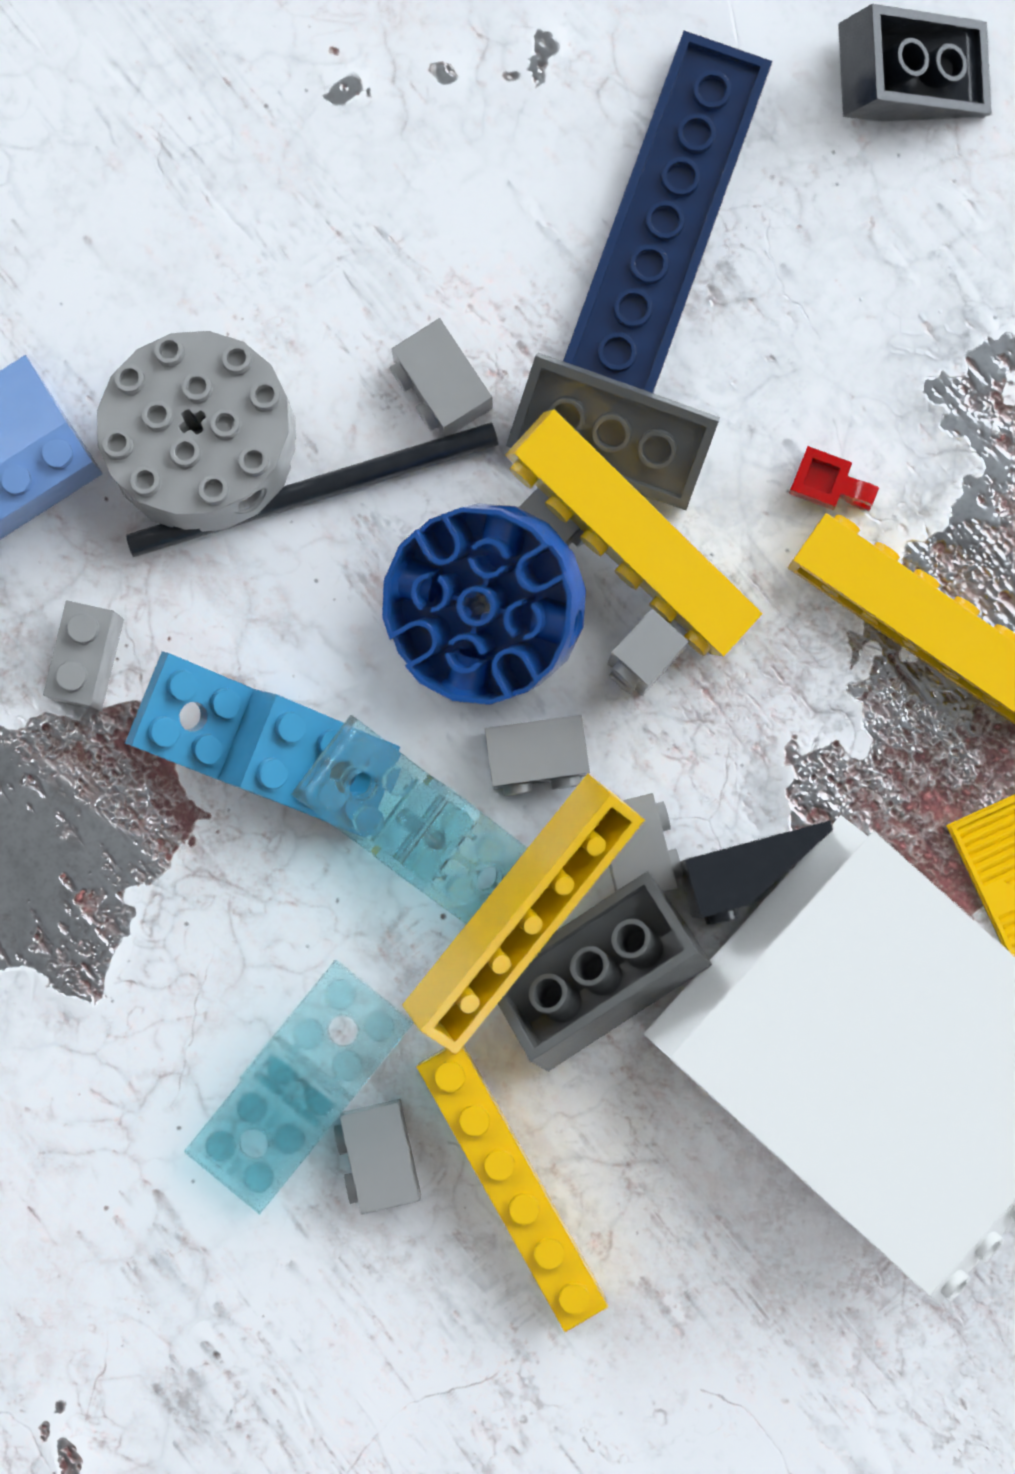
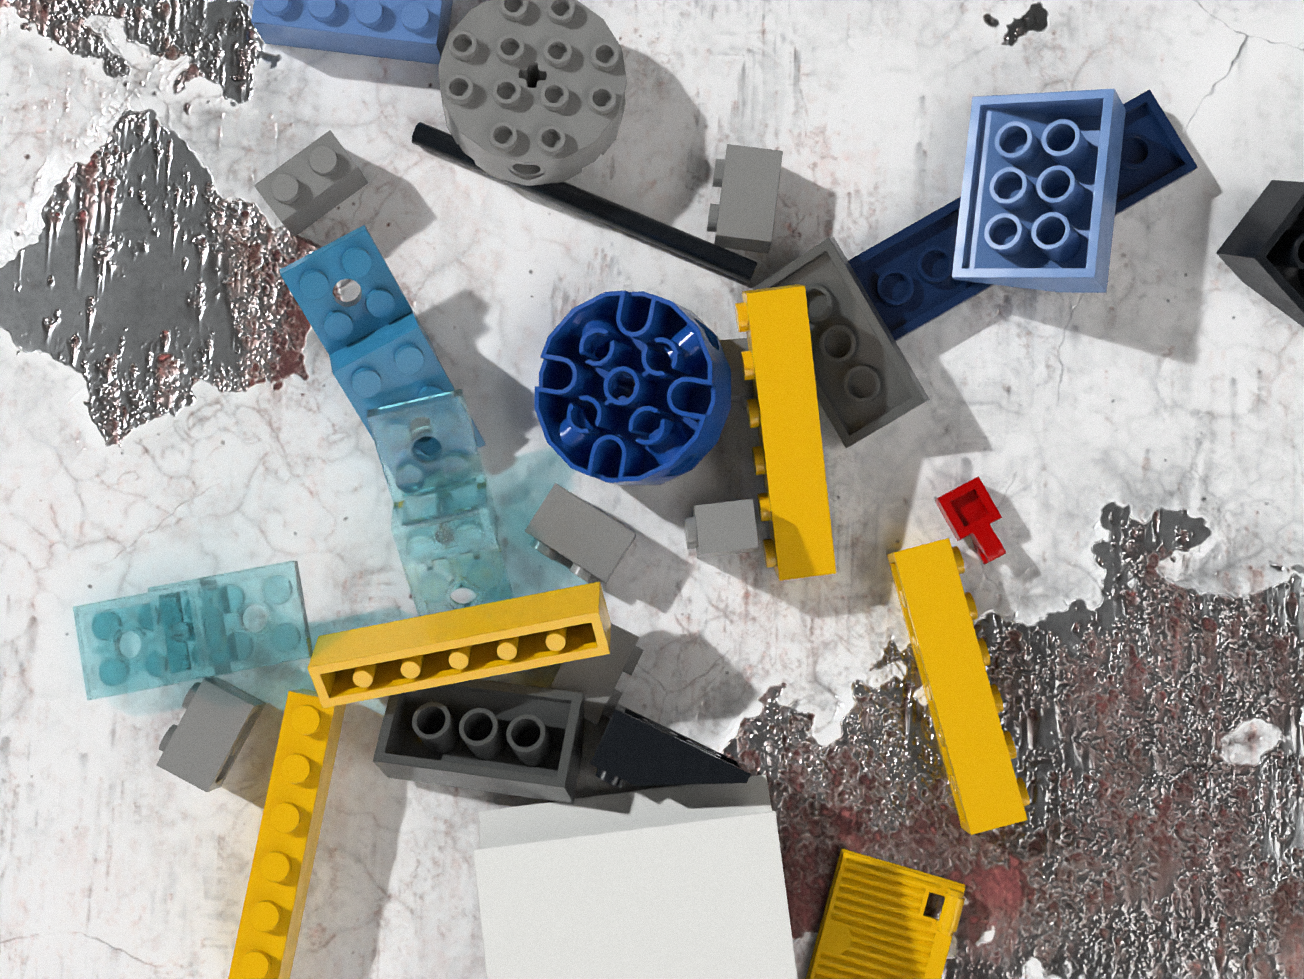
camera: 40 degrees right, 0 degrees up
(667, 182) = (1040, 190): none -> medium blue slope

